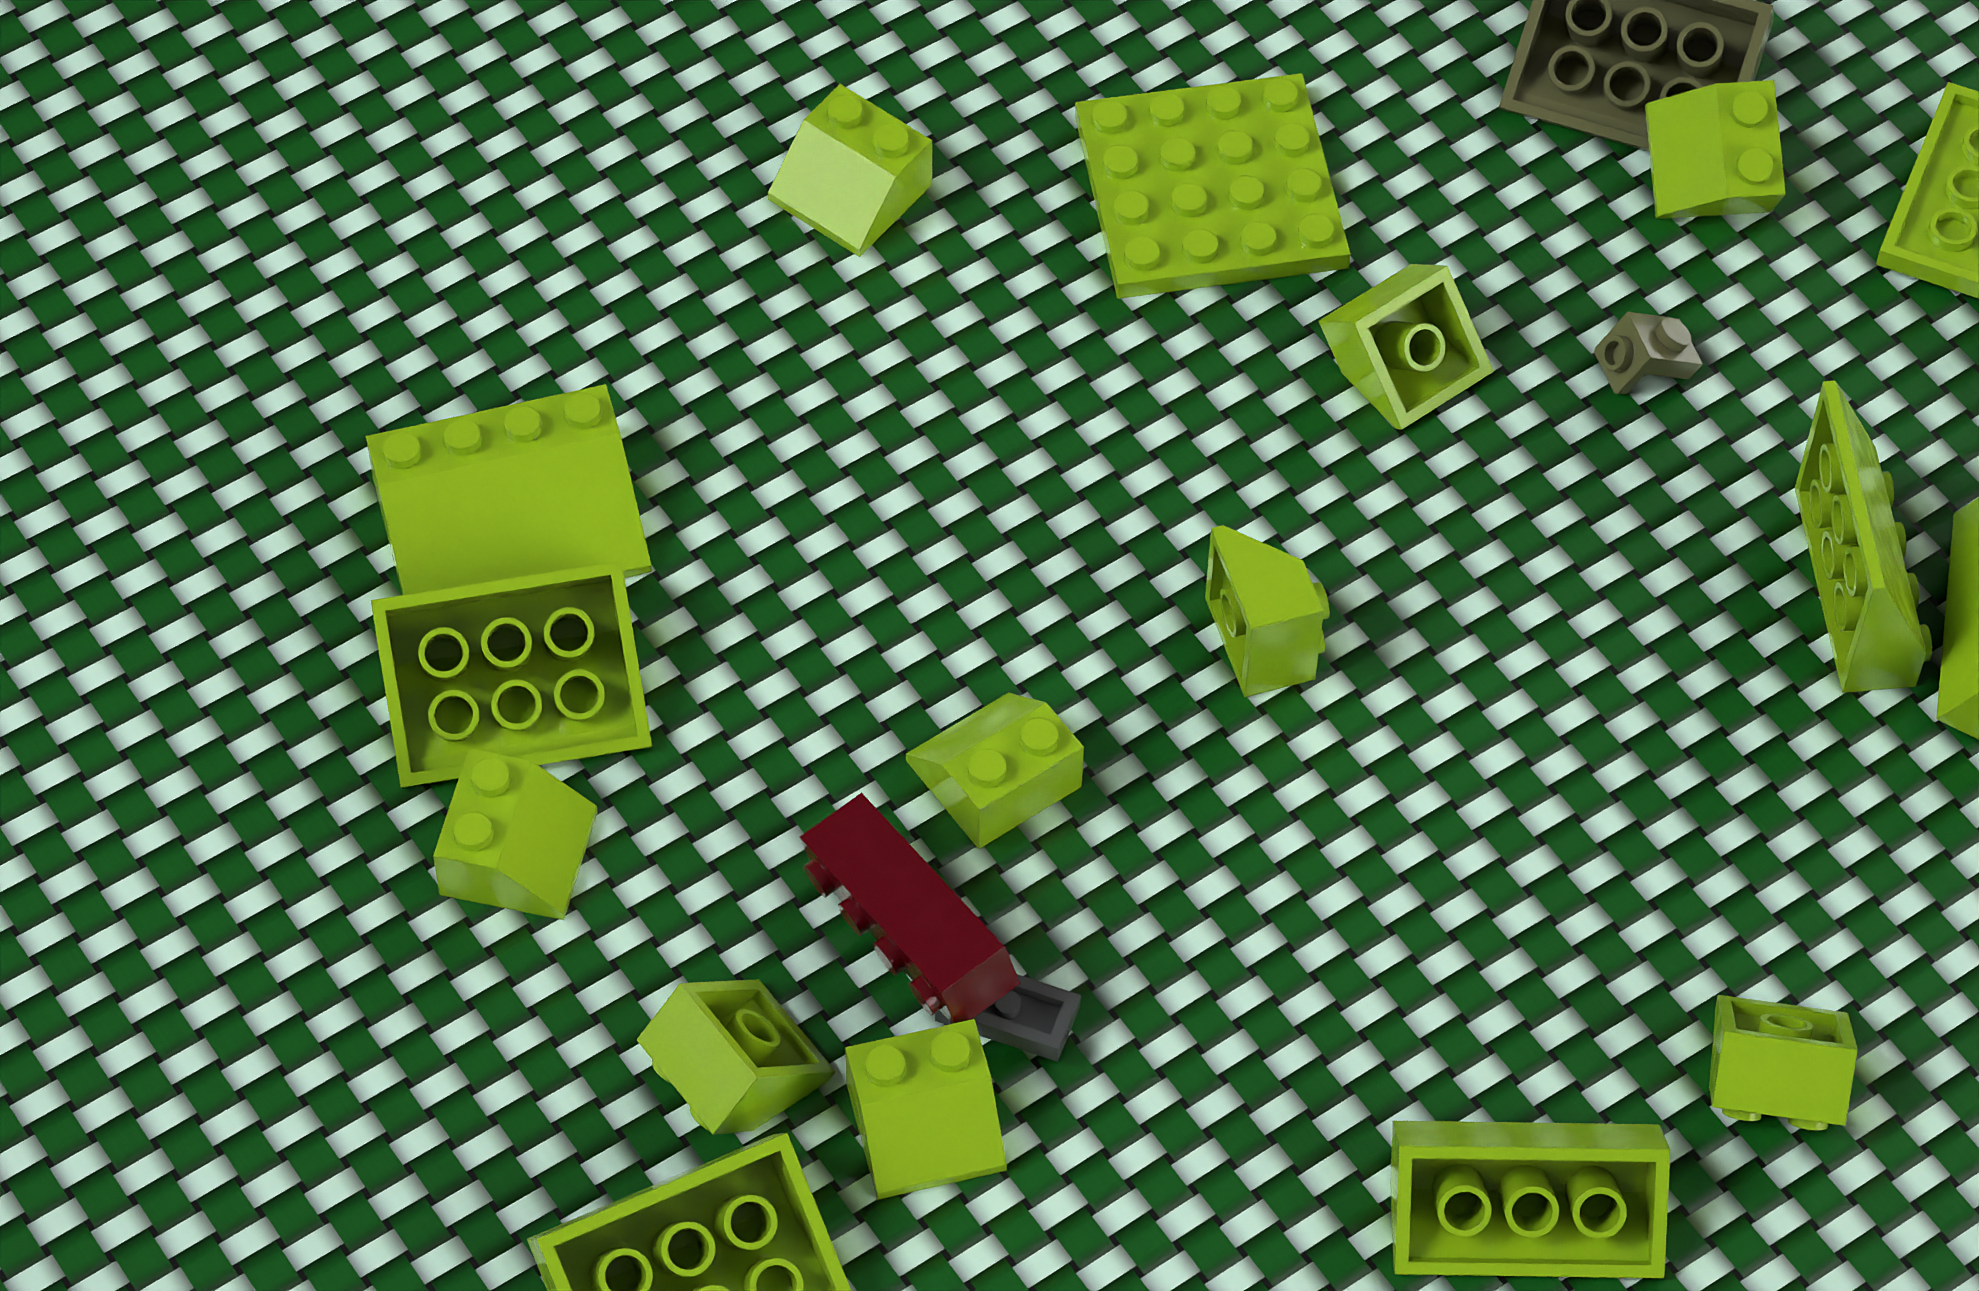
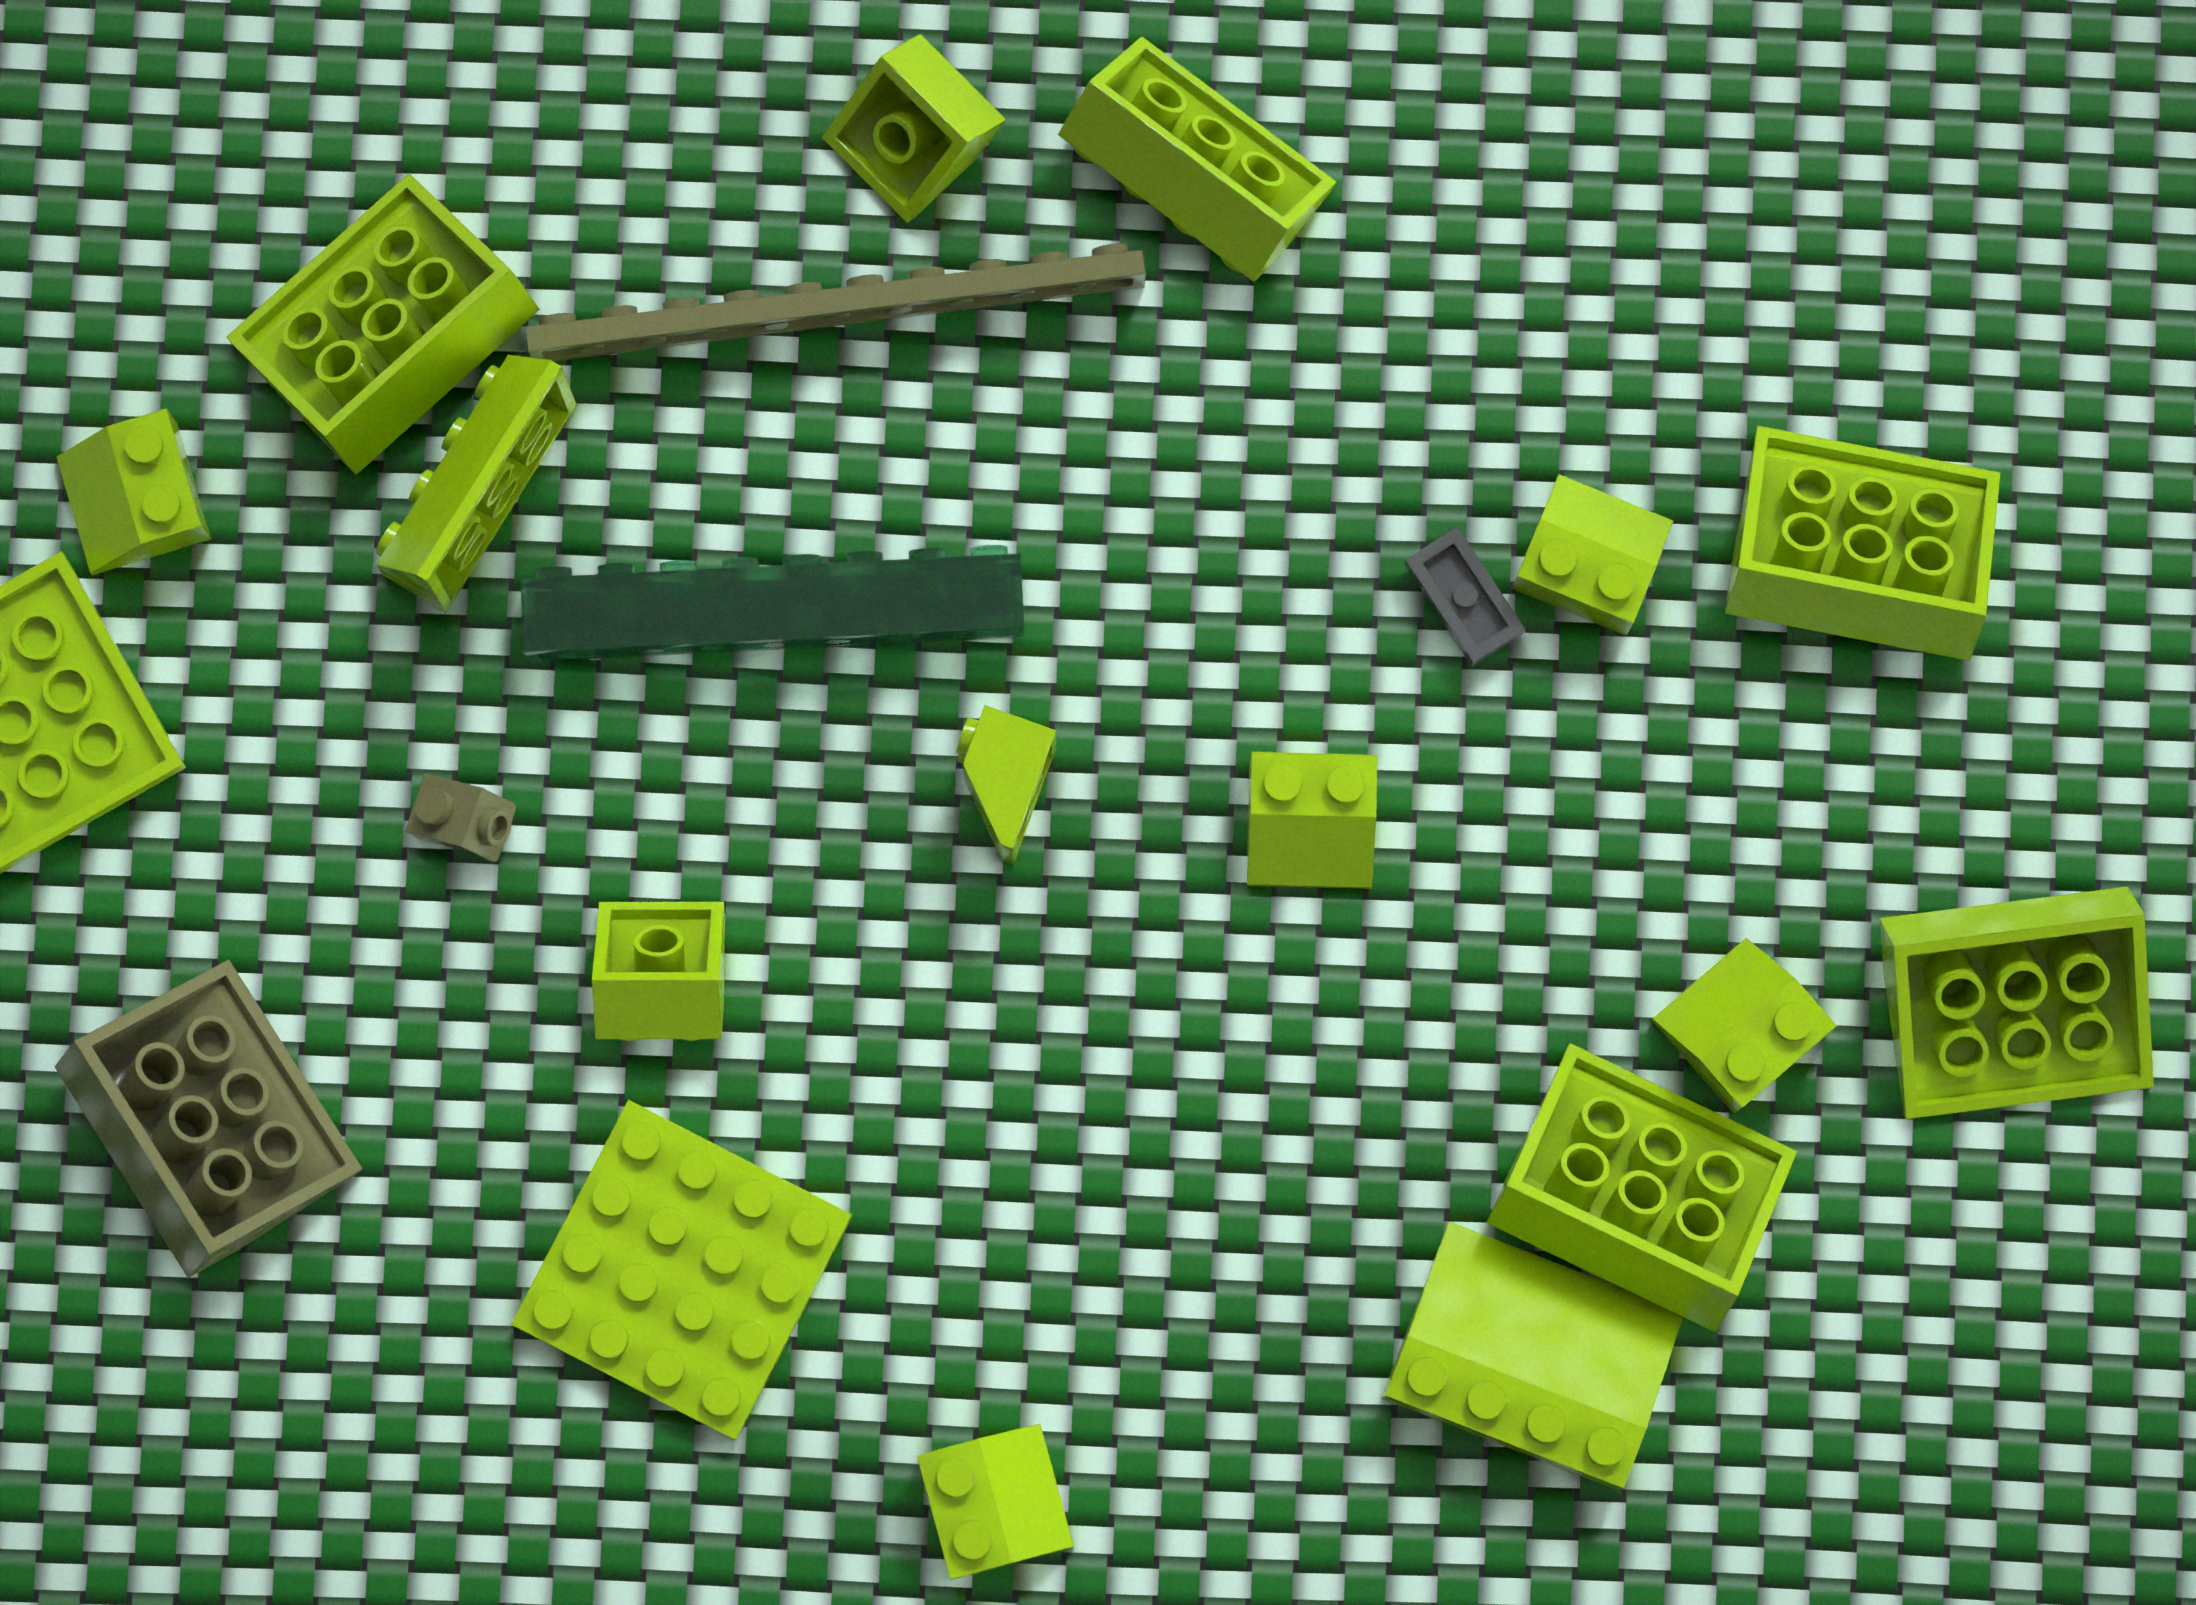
camera: 145 degrees left, 25 degrees up
(292, 1005) = (2018, 1002): none -> lime slope
(732, 1054) = (1703, 704): lime slope -> none
(908, 911) = (1497, 711): dark red brick -> none
(1550, 636) = (772, 606): none -> clear green brick
(1698, 893) = (862, 301): none -> olive plate
(1716, 151) = (237, 955): lime slope -> none

